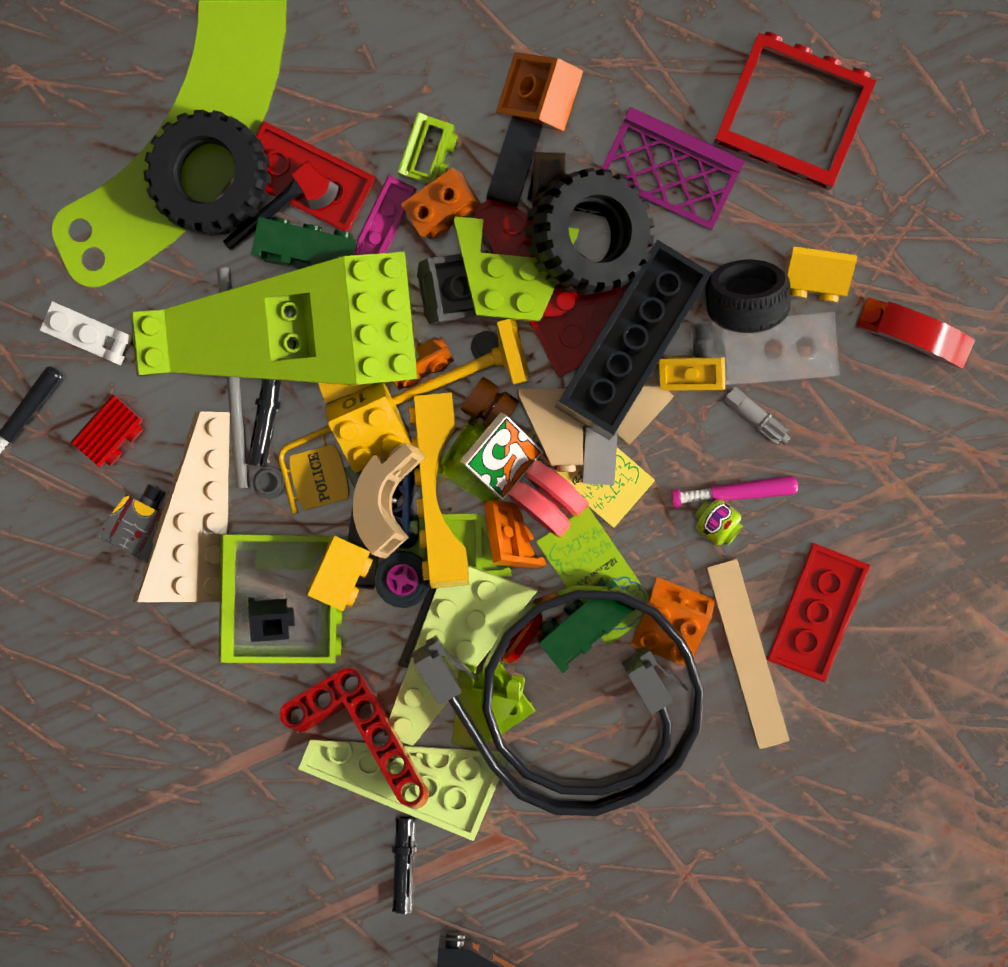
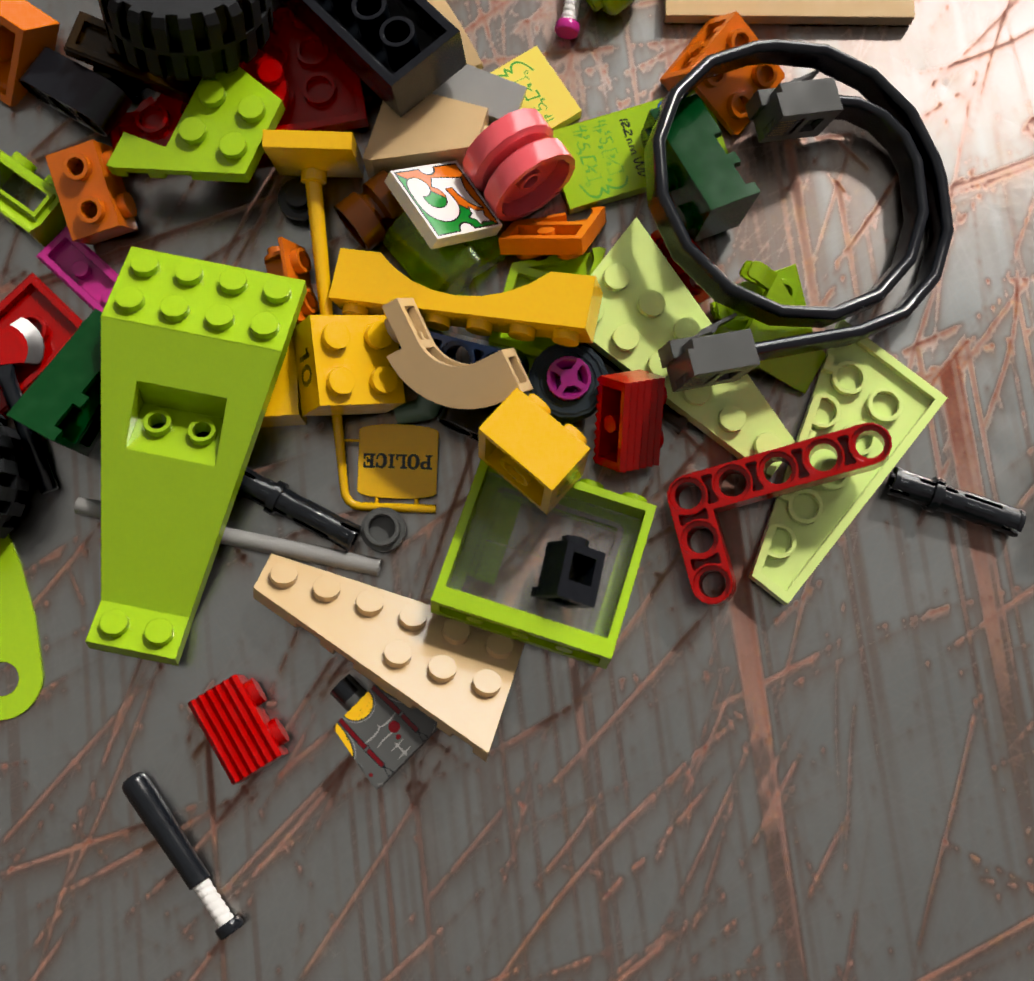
camera: 75 degrees left, 10 degrees down
(85, 332) = (95, 720): white plate -> none
(387, 629) = (629, 420): none -> red brick
(445, 289) = (205, 217): dark grey slope -> none

